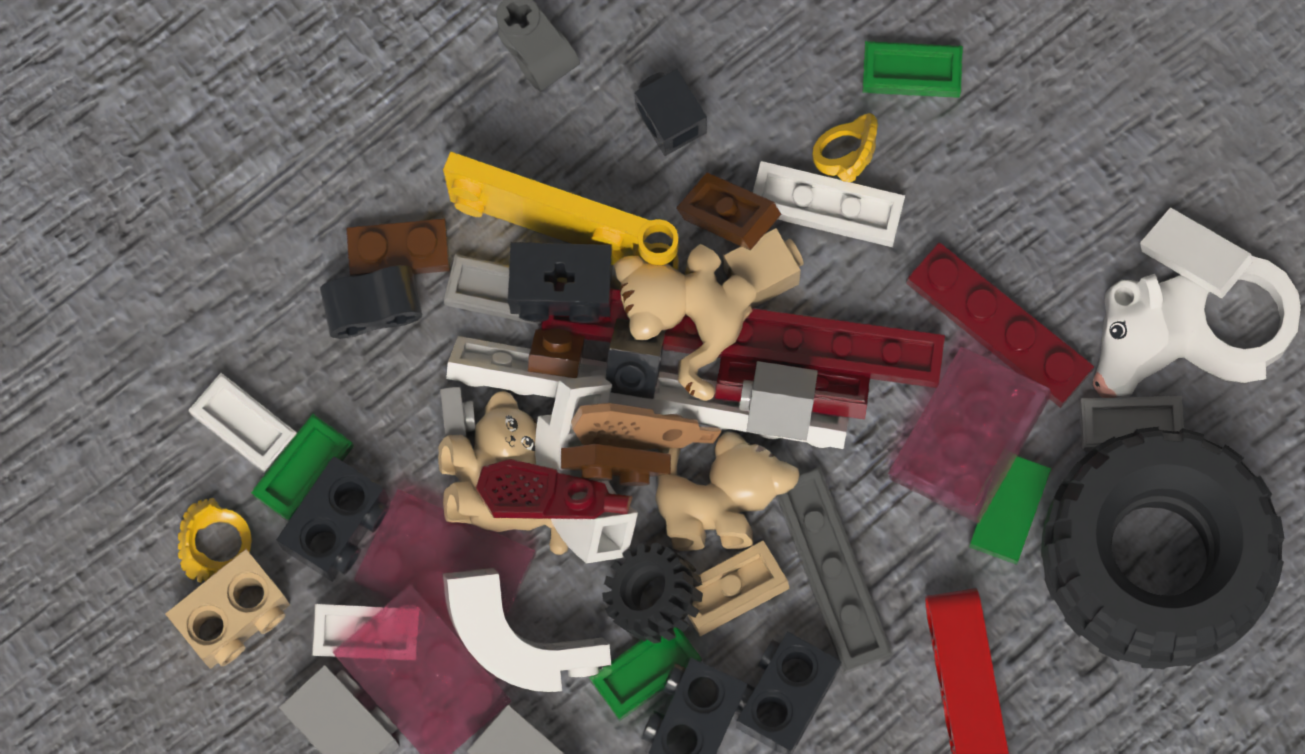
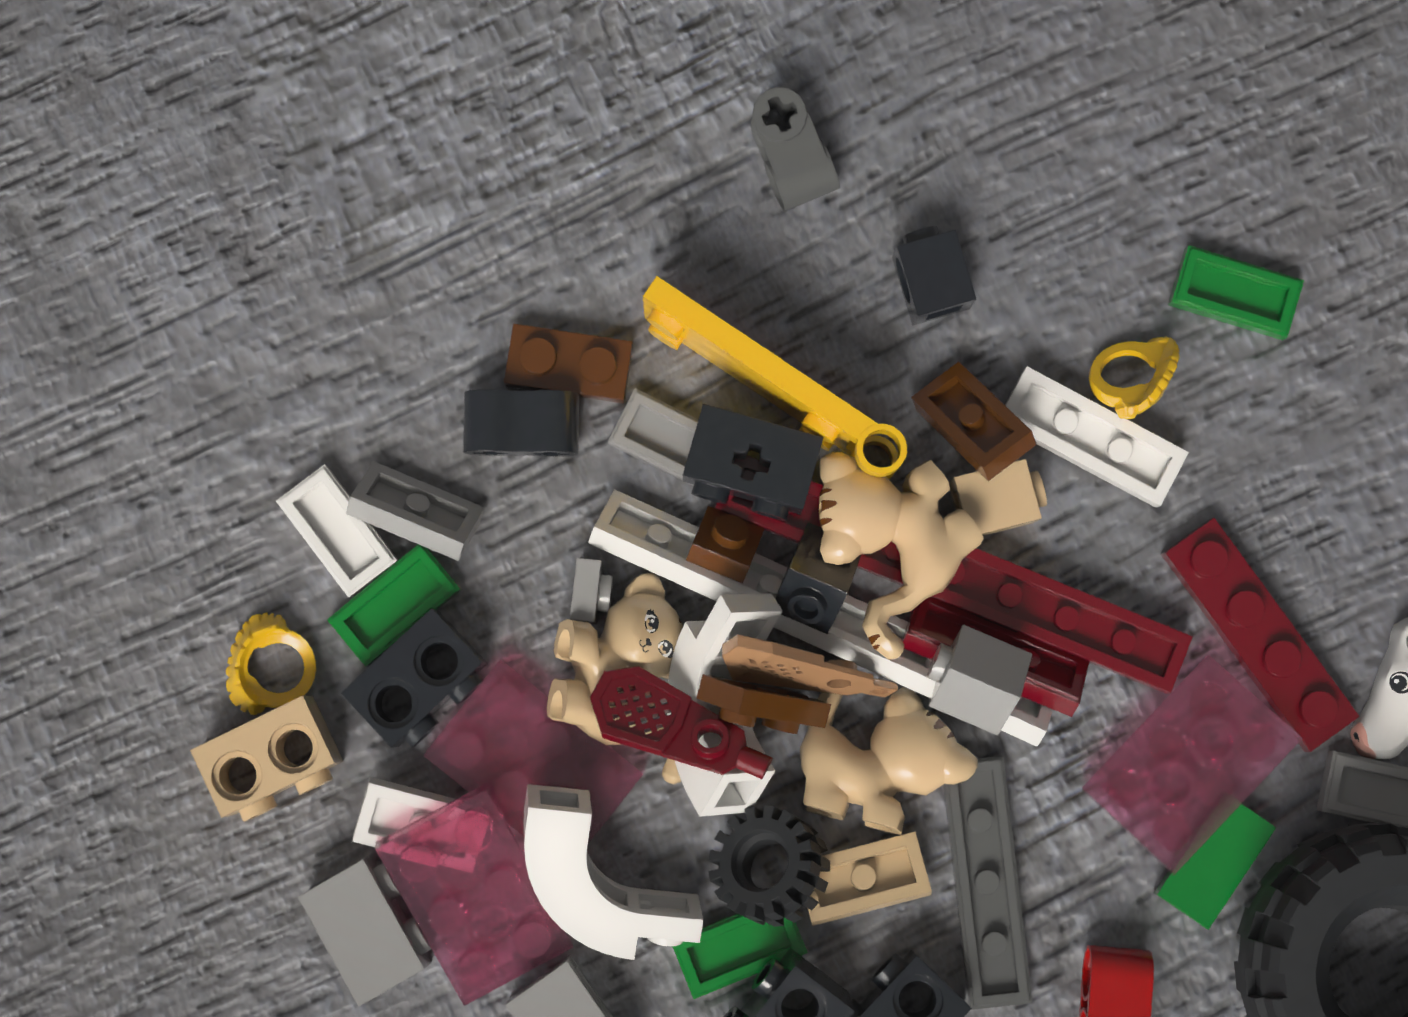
camera: 10 degrees right, 10 degrees up
(302, 389) = (415, 510): none -> light grey plate

